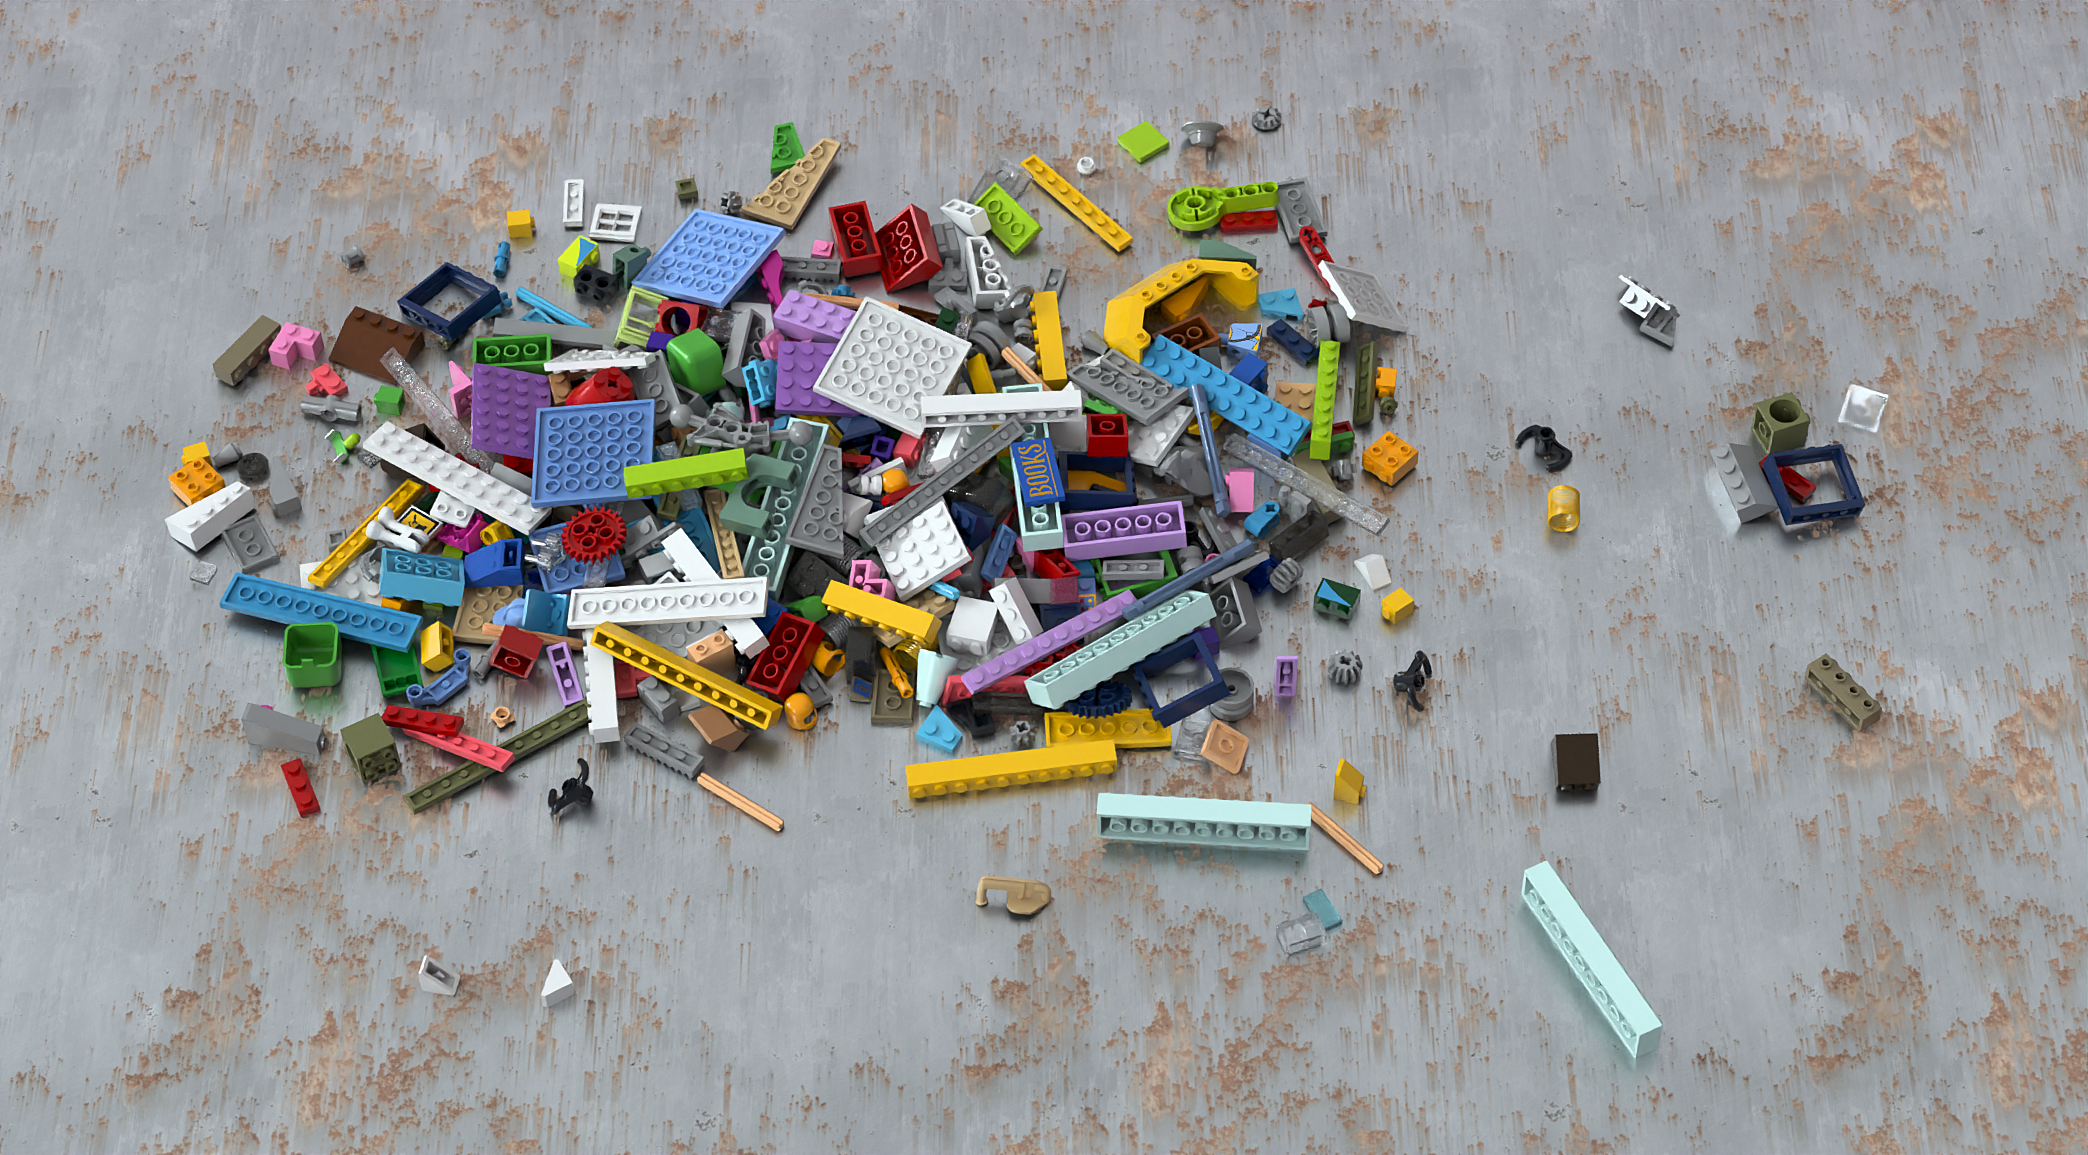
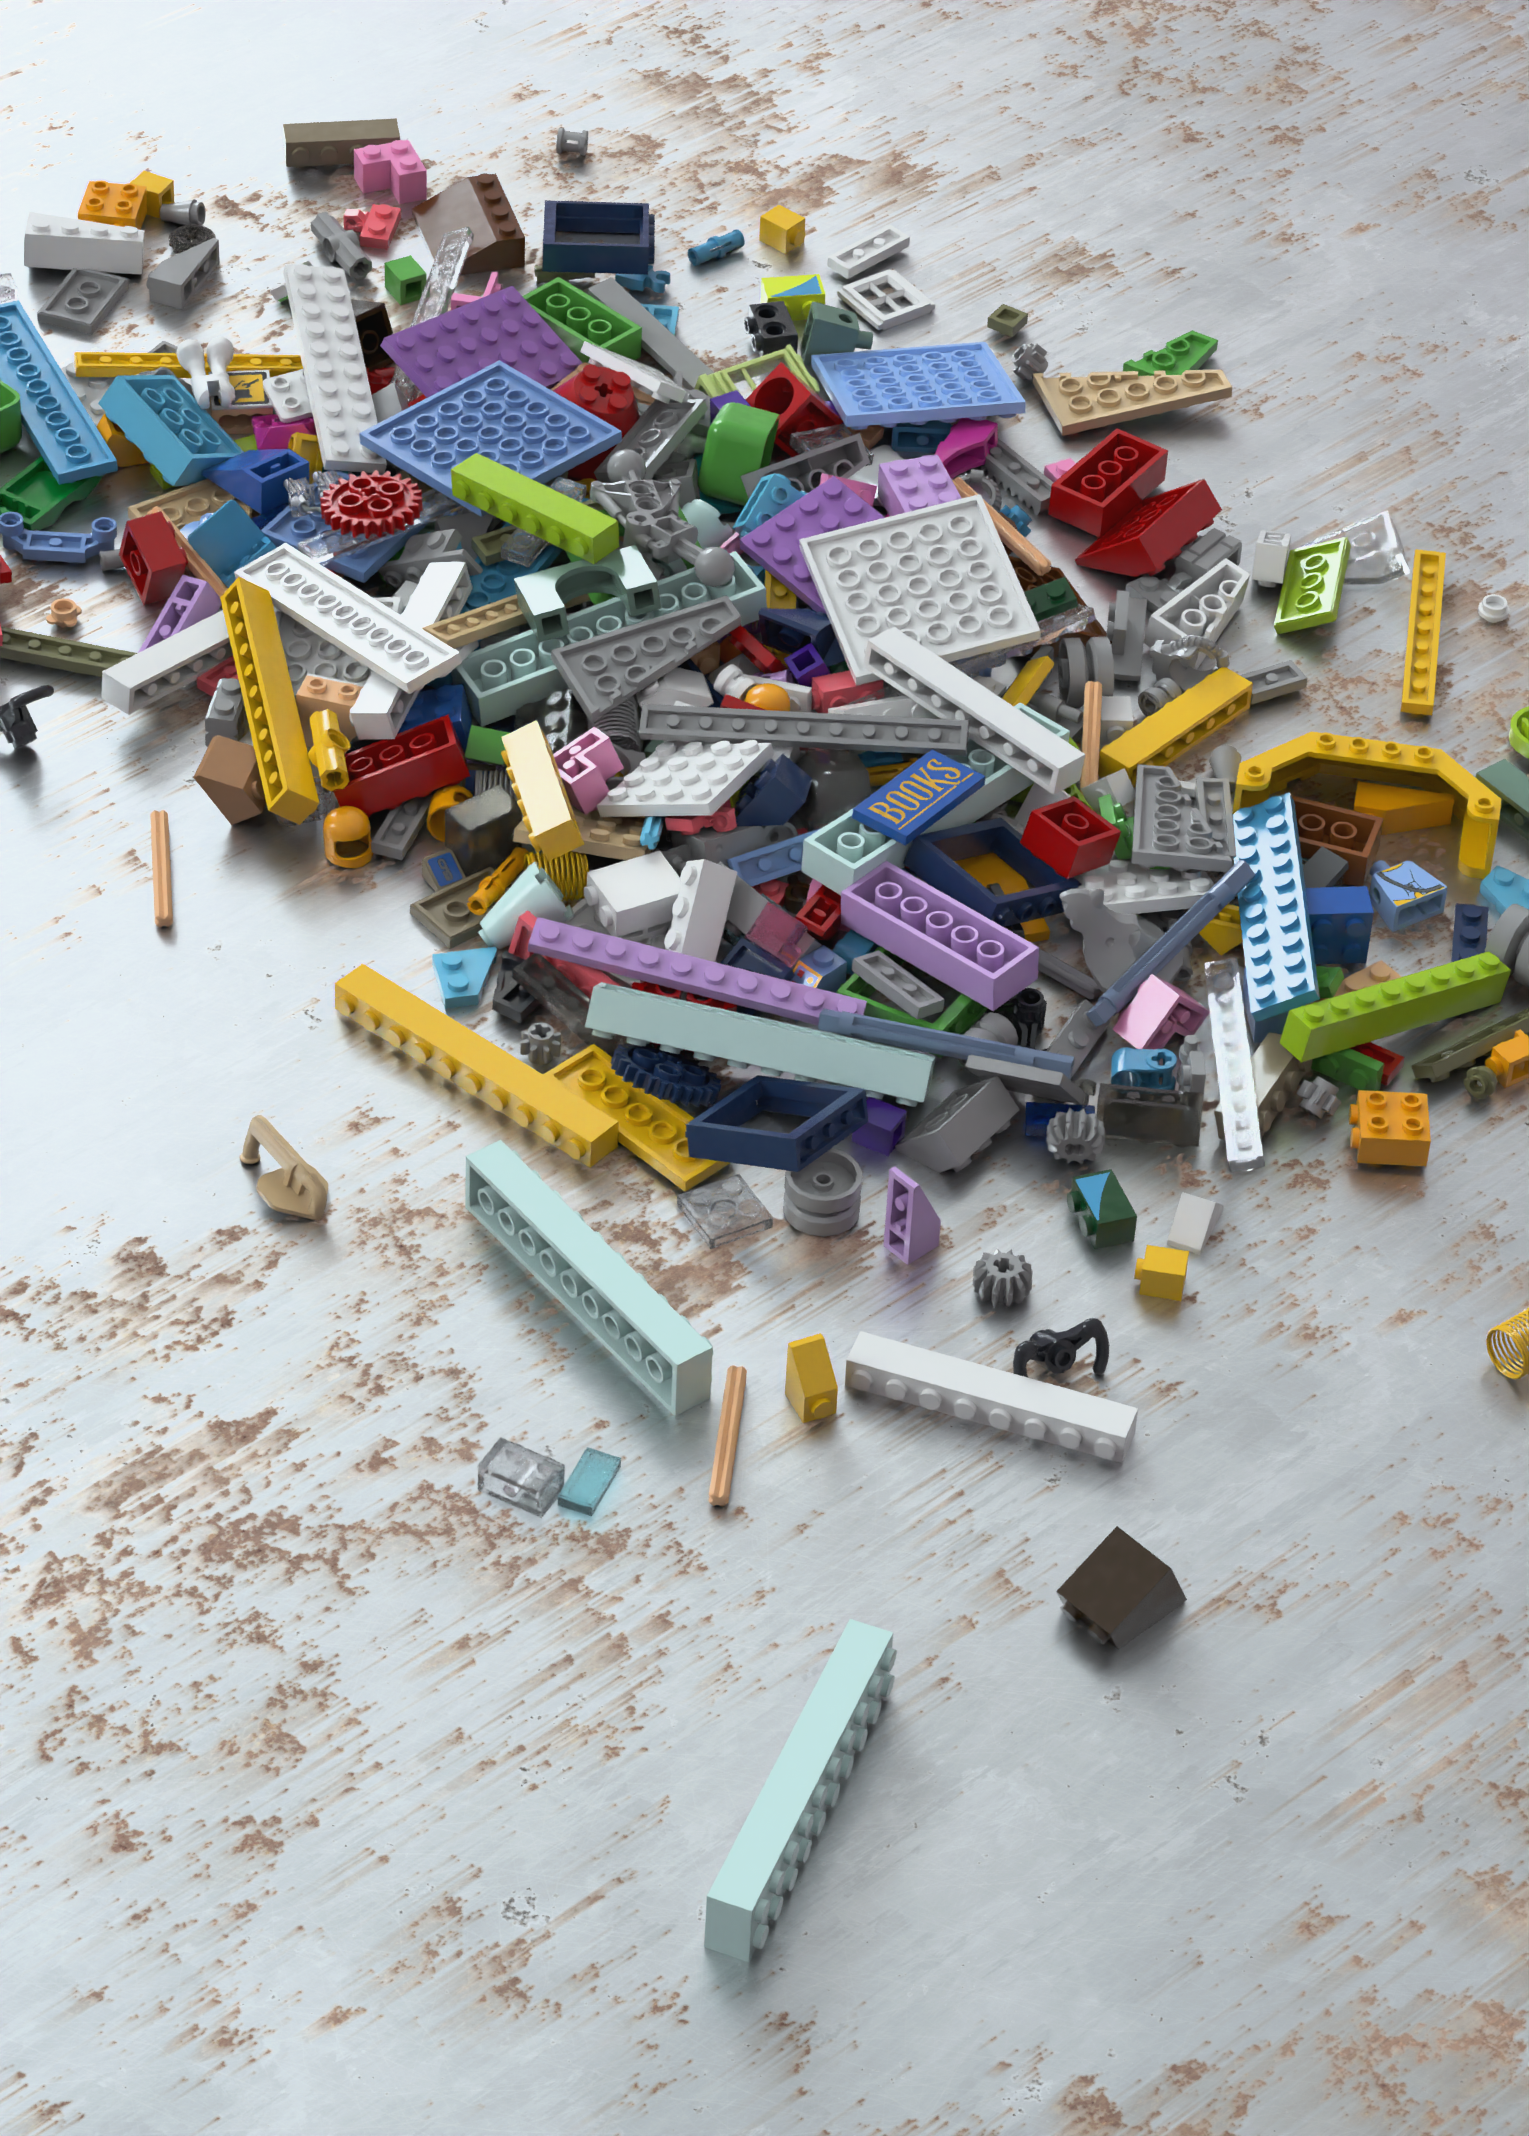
camera: 45 degrees right, 10 degrees down
(436, 646) = (99, 500): yellow brick -> none
(549, 308) = (694, 320): medium azure axle -> none
(663, 749) = (162, 763): light grey gear -> none
(752, 676) = (329, 750): none -> yellow piece
(1225, 746) = (733, 1233): light nougat plate -> none
(1415, 723) = (991, 1397): none -> white brick

